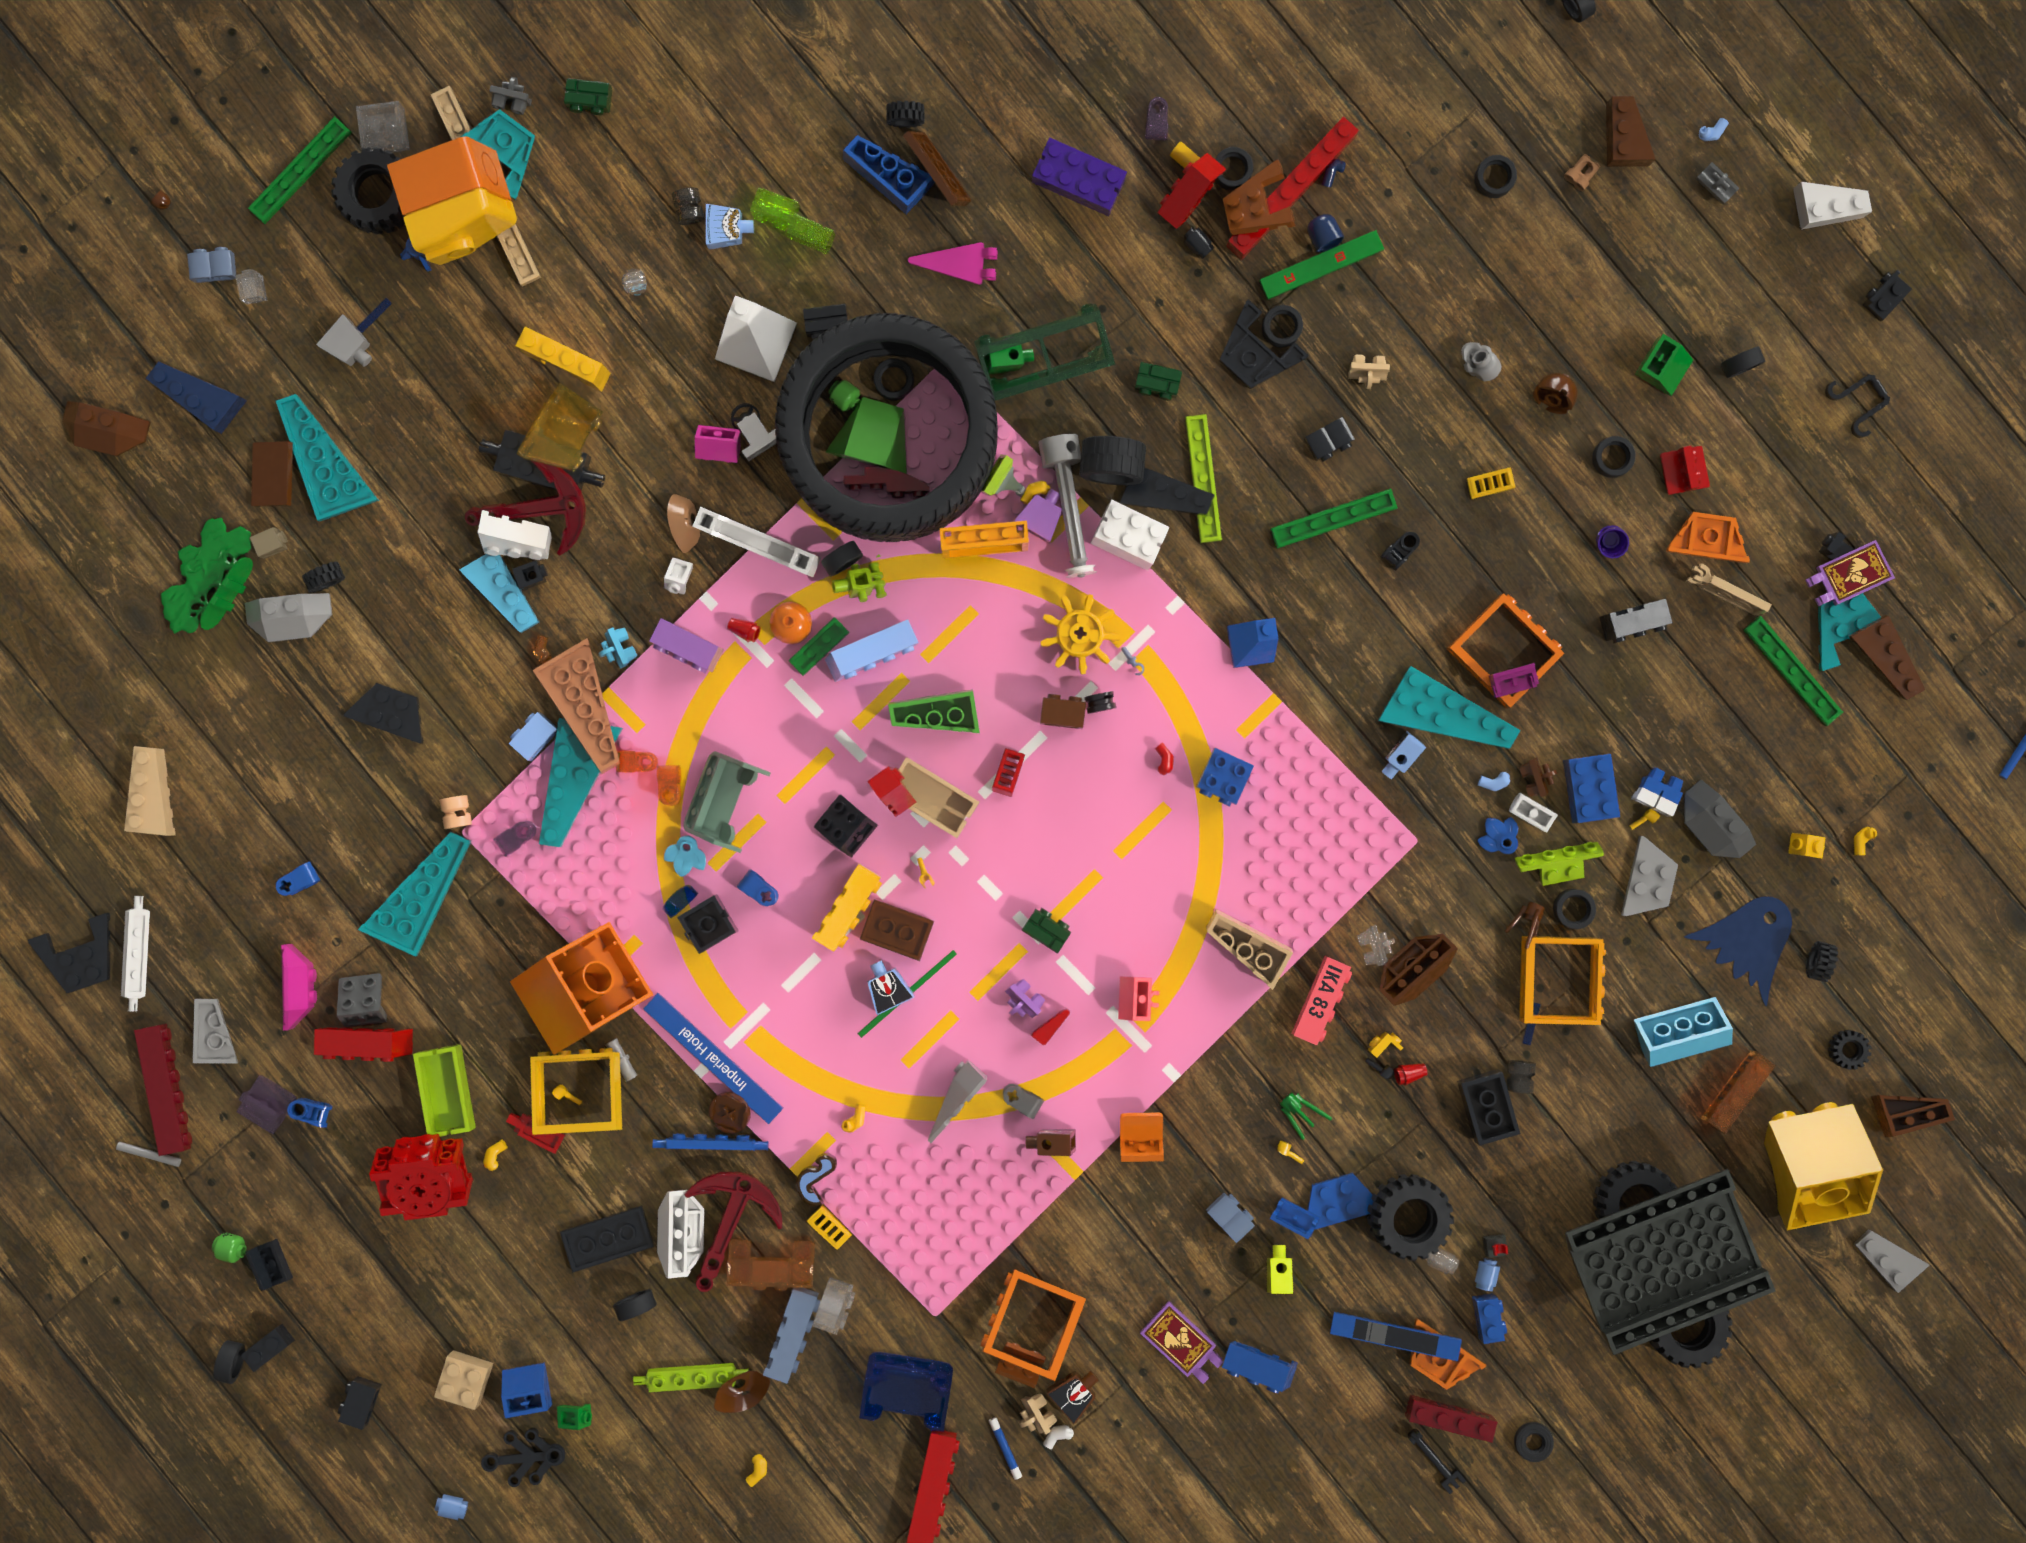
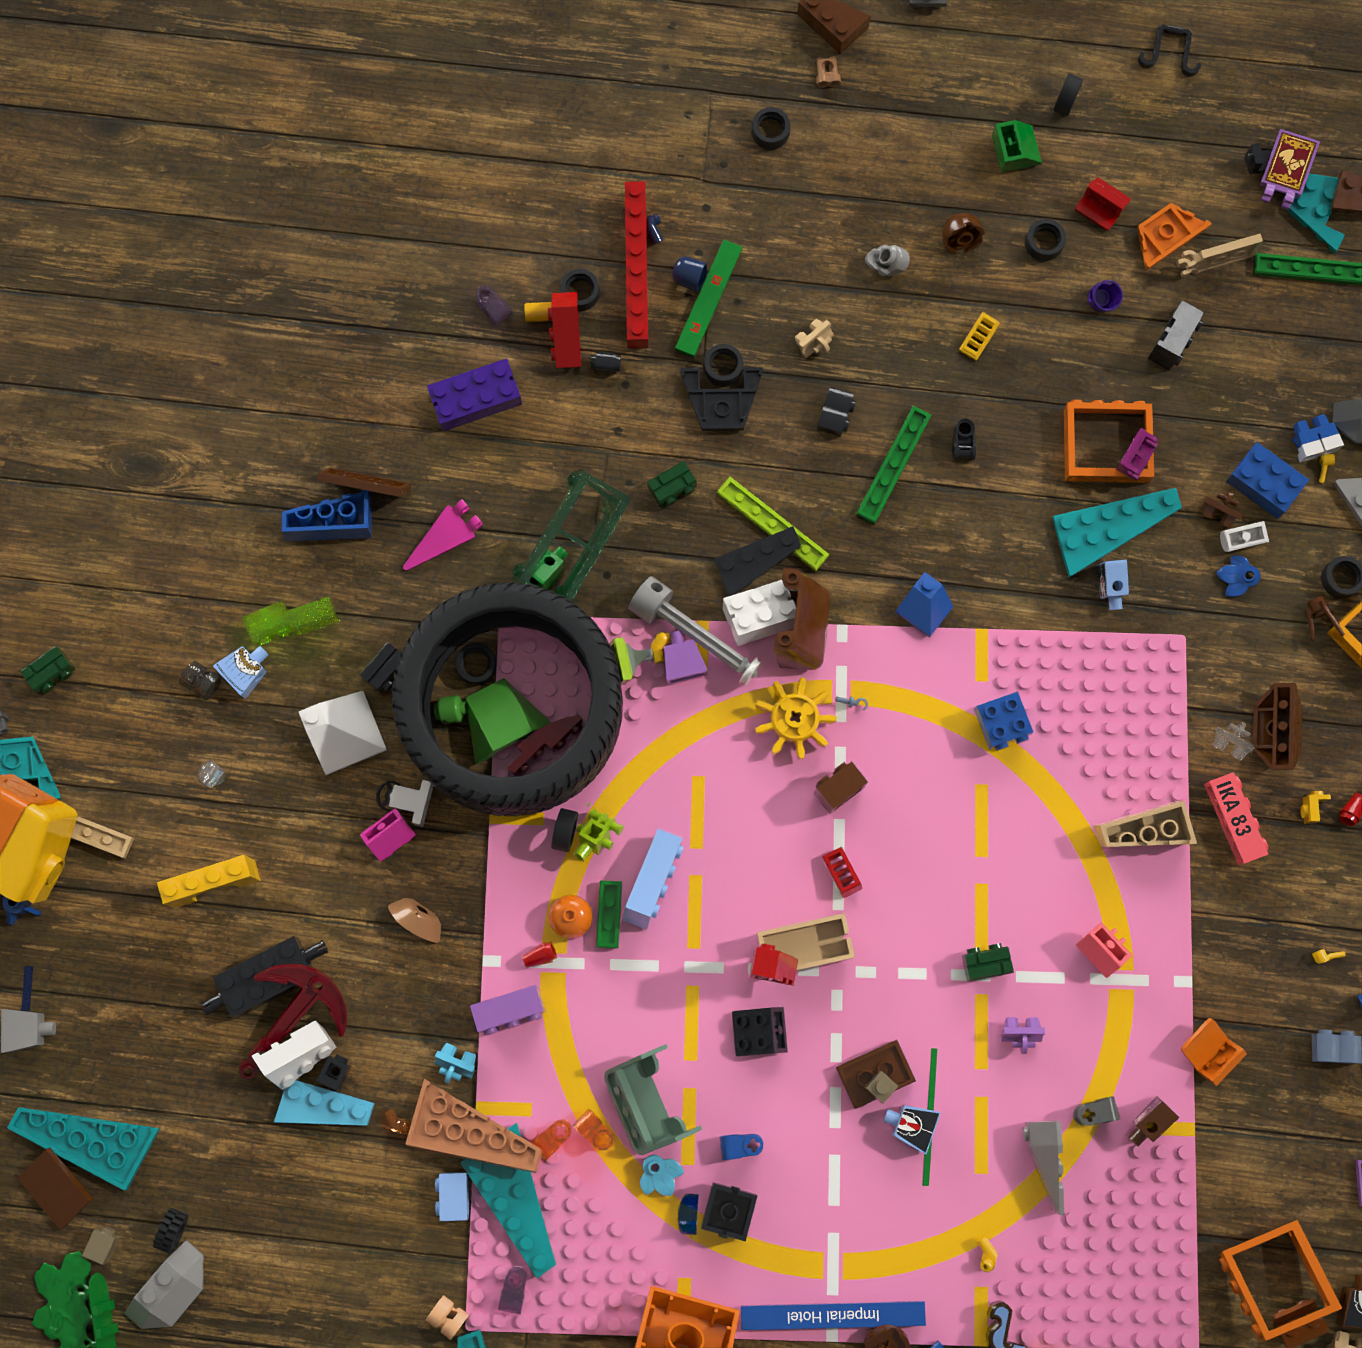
camera: 45 degrees left, 10 degrees down
(389, 711) = (320, 1288): black wing -> none
(560, 430) = (256, 937): clear yellow windscreen -> none
(677, 576) = (450, 964): white bracket -> none
(756, 542) = (487, 879): white arch -> none
(847, 907) = (822, 1093): yellow wedge -> none
(890, 941) = (881, 1086): none -> dark tan brick
(905, 114) = (303, 466): black tyre -> none
(924, 875) = (855, 1010): yellow hand -> none
(939, 712) = (748, 875): bright green wedge -> none
(984, 539) = (660, 712): light orange window -> none
(1047, 1030) = (1062, 1038): red slope -> none
(1100, 702) = (860, 753): black wheel -> none
(1112, 460) = (696, 569): black tyre -> none
(1156, 576) = (806, 643): none -> reddish brown windscreen
(1167, 759) = (947, 748): red arm -> none
(1248, 206) = (618, 303): dark orange wing -> none
(1292, 1104) = (1293, 917): green plant -> none
(1386, 1072) = (1335, 827): black hand -> none
(1496, 784) = (1197, 543): light blue arm -> none
(1560, 864) = (1300, 555): lime bracket -> none

